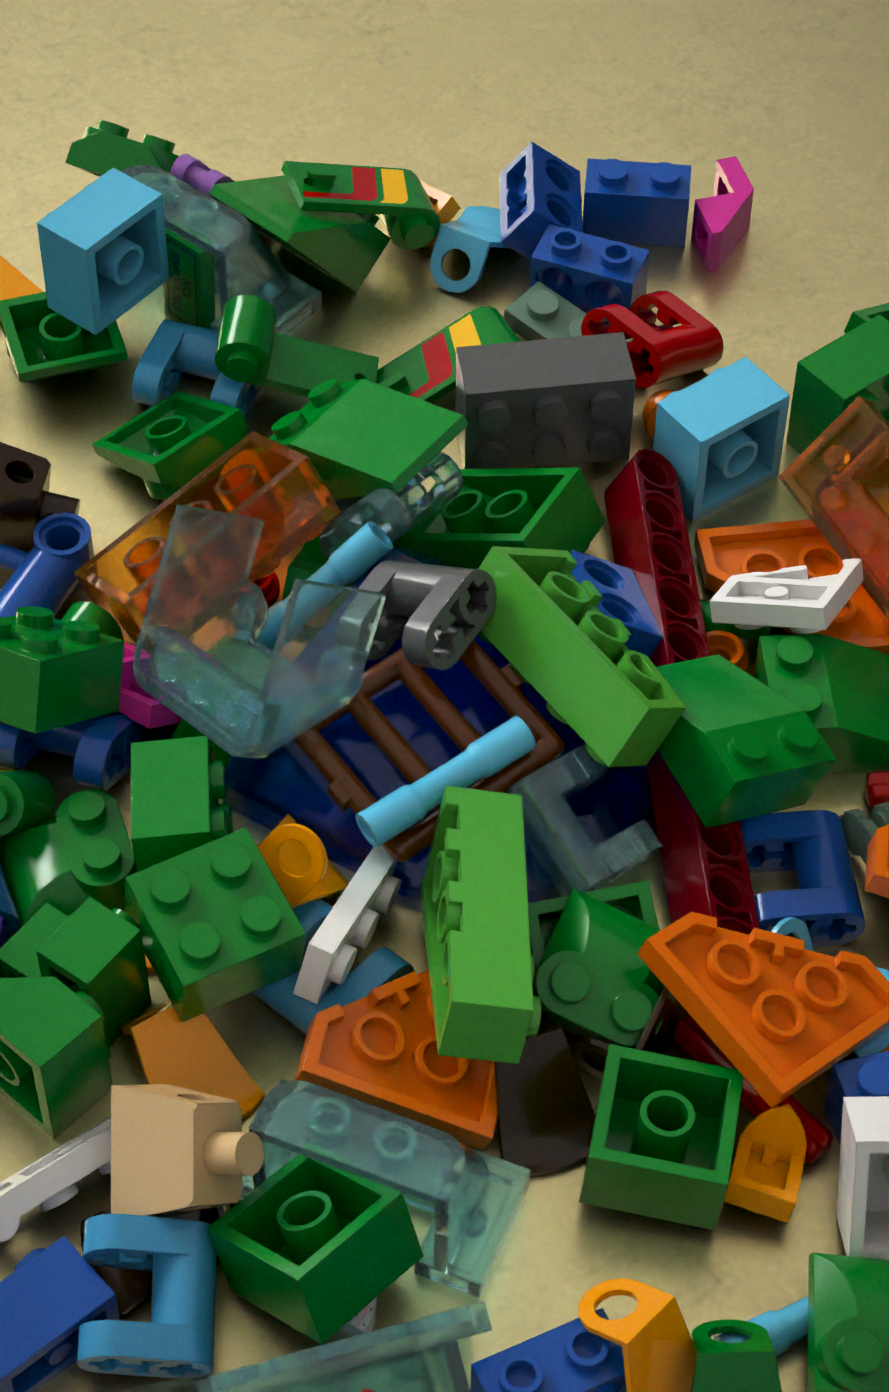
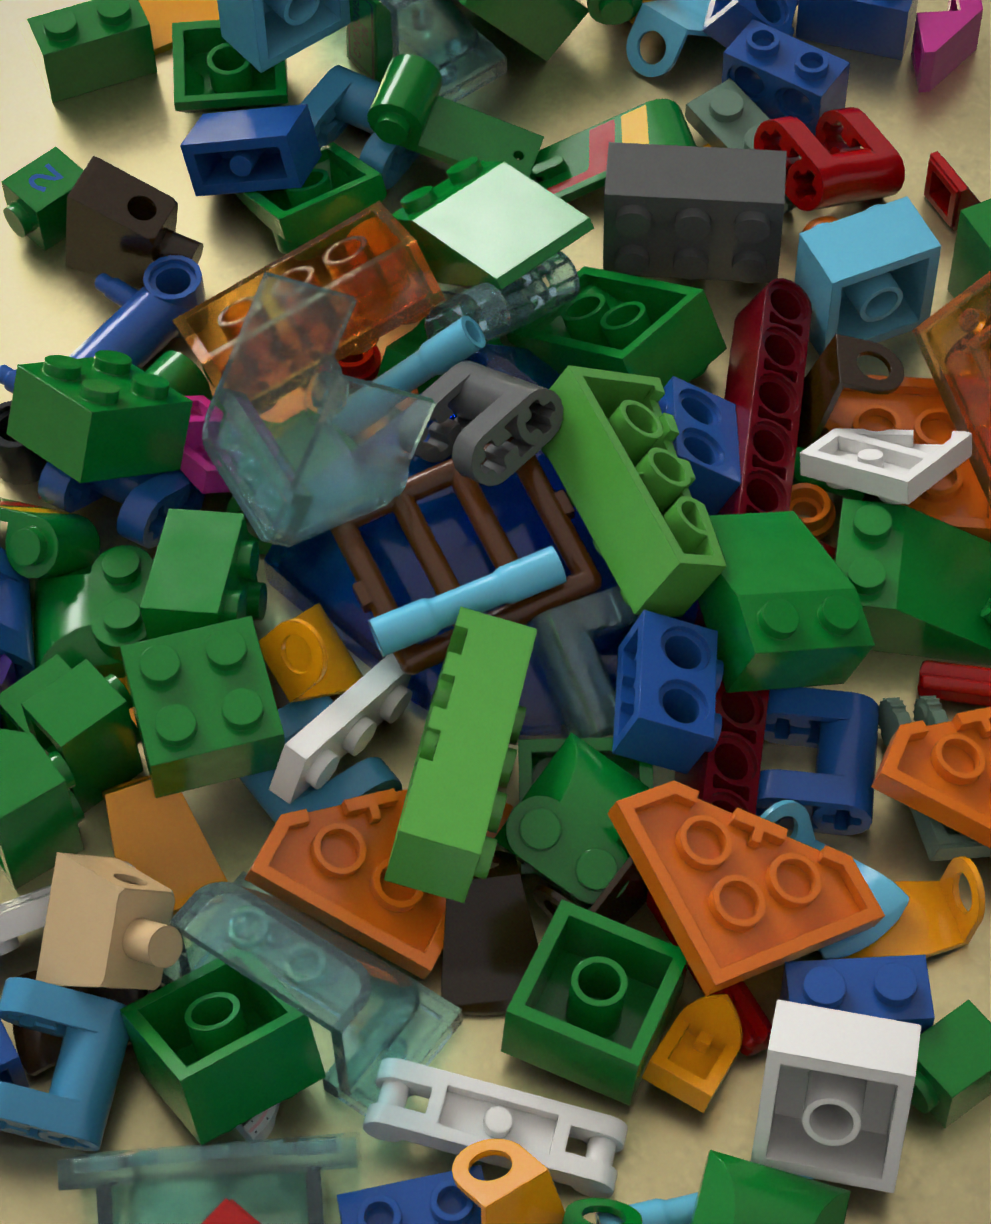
camera: 15 degrees right, 5 degrees up
(105, 407) = (251, 150): none -> blue brick
(571, 1262) = (474, 1110): none -> white plate
(654, 835) = (667, 692): none -> blue brick
(716, 530) = (833, 372): none -> dark brown piece
(768, 353) = (947, 190): none -> red slope

